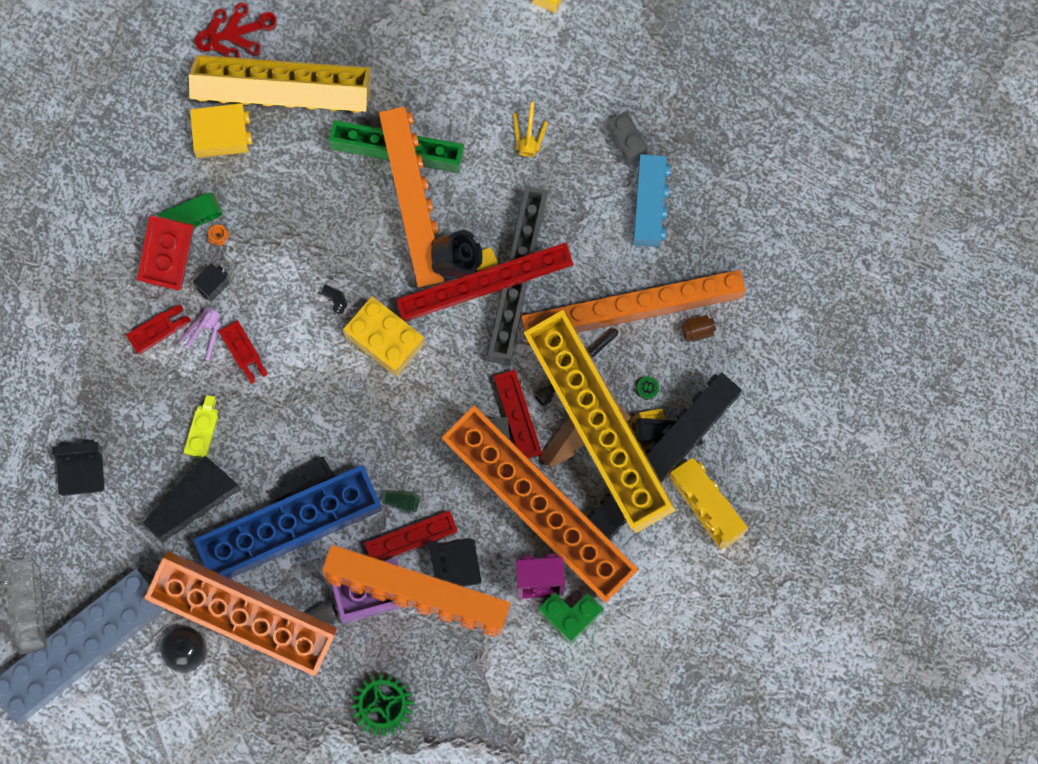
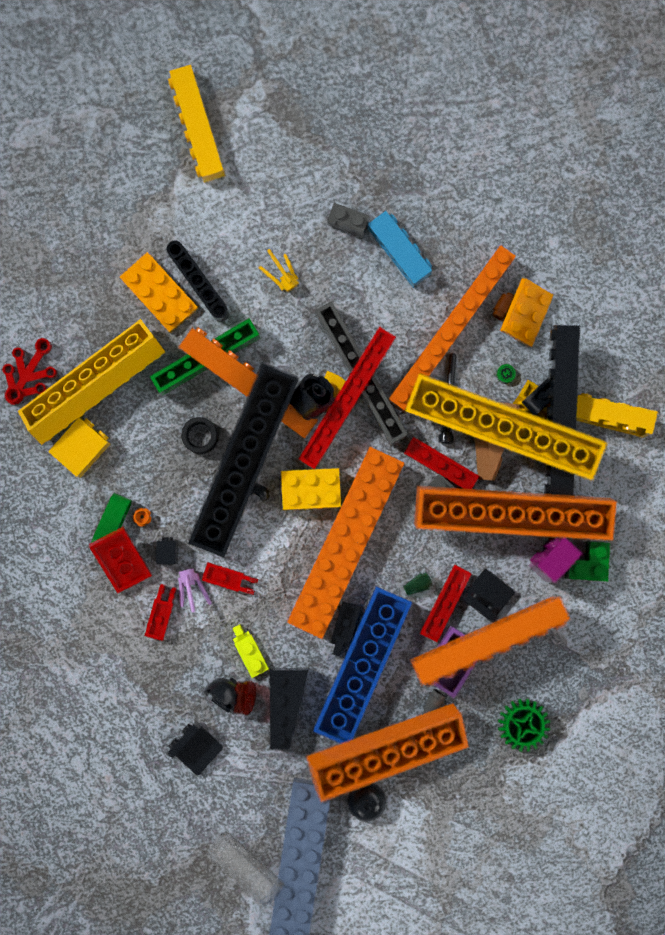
camera: 35 degrees left, 10 degrees up
(148, 444) = (223, 693): none -> black cylinder
(162, 462) = (246, 697): none -> clear red piece
(333, 192) = (185, 435): none -> black tyre
(347, 255) = (243, 459): none -> black brick
(372, 407) = (345, 542): none -> orange brick
(407, 61) = (158, 292): none -> light orange plate
(447, 69) = (193, 273): none -> black beam
(713, 349) = (526, 312): none -> light orange plate

